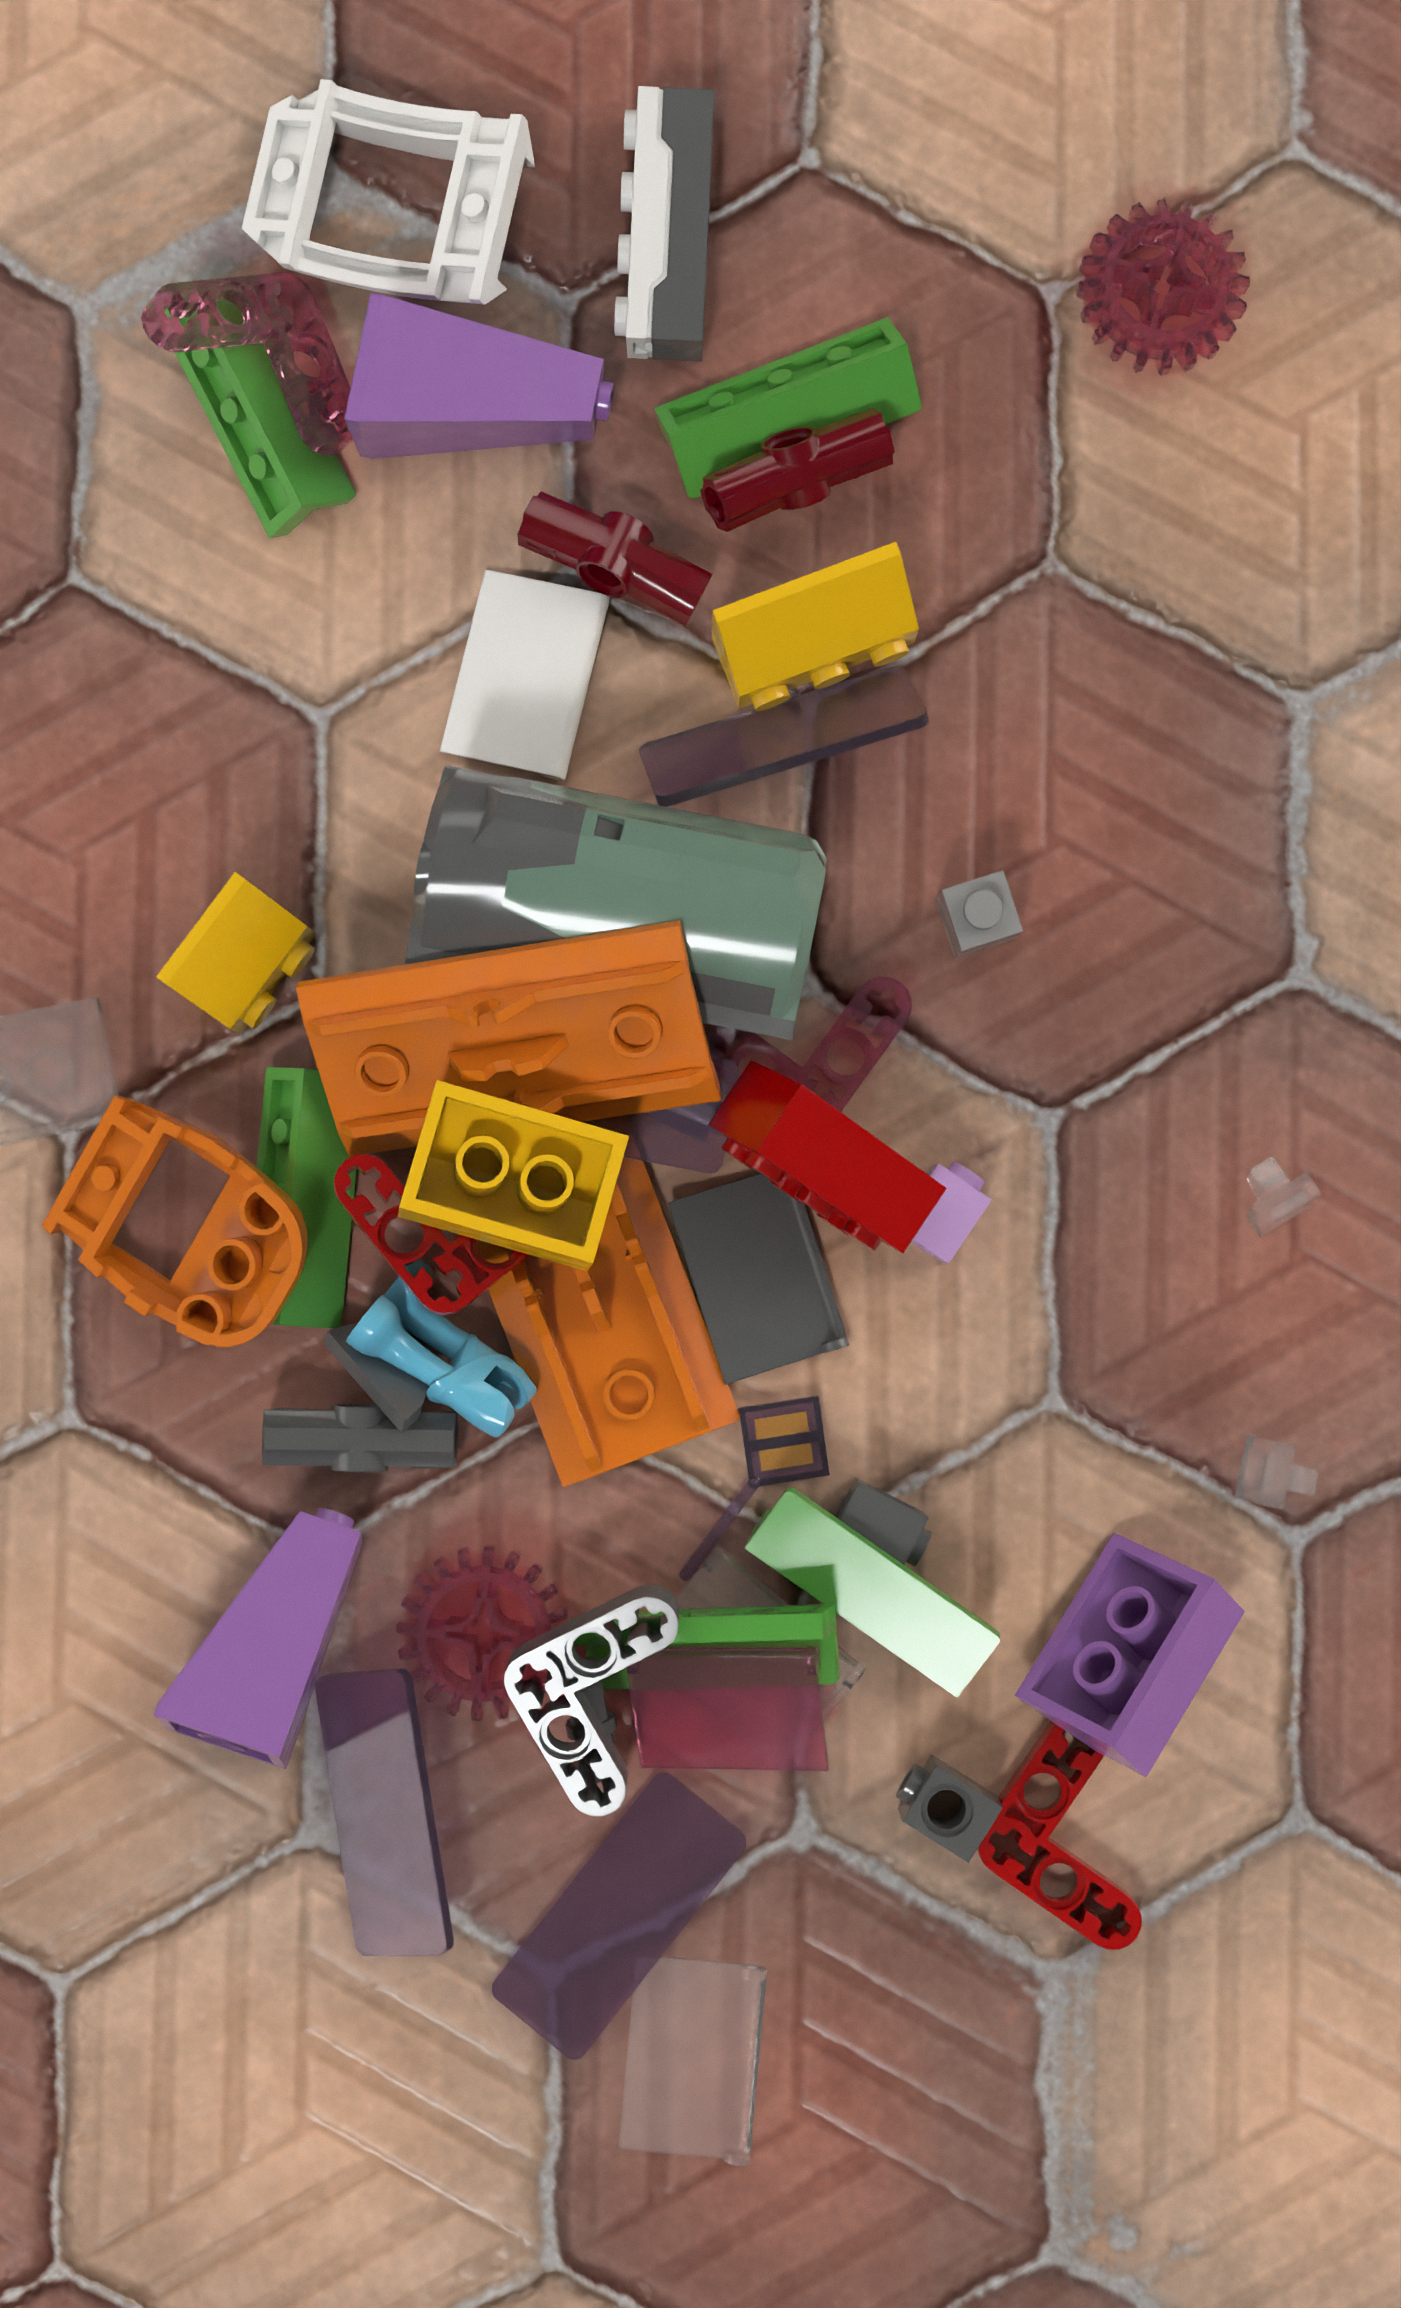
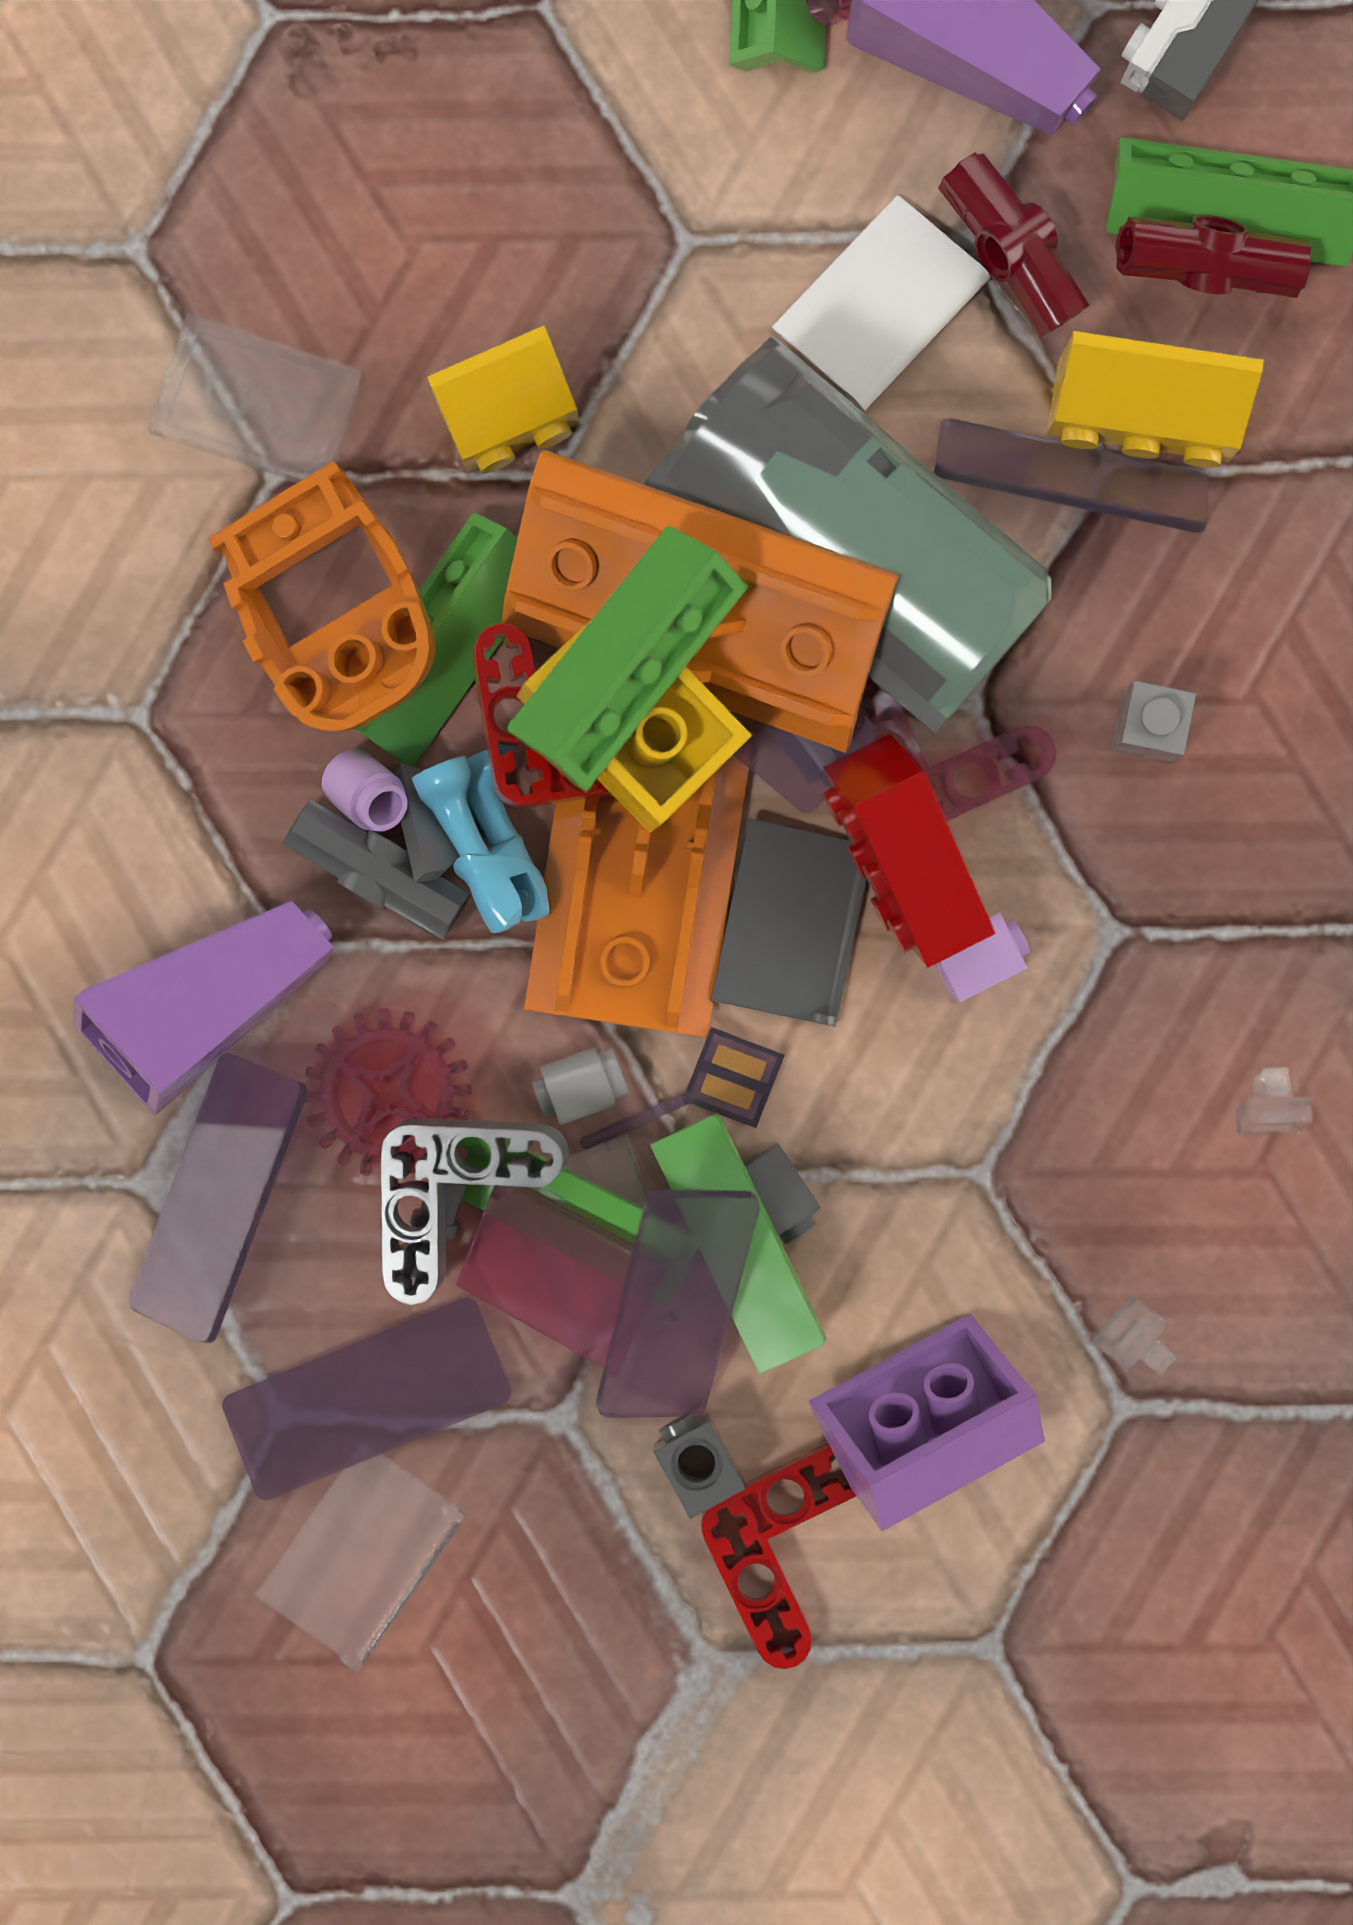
camera: 30 degrees right, 0 degrees up
(310, 1374) = (364, 790): none -> lavender brick
(478, 1131) = (628, 656): none -> bright green panel
(651, 1527) = (580, 1085): none -> light grey brick
(848, 1678) = (677, 1302): none -> piece

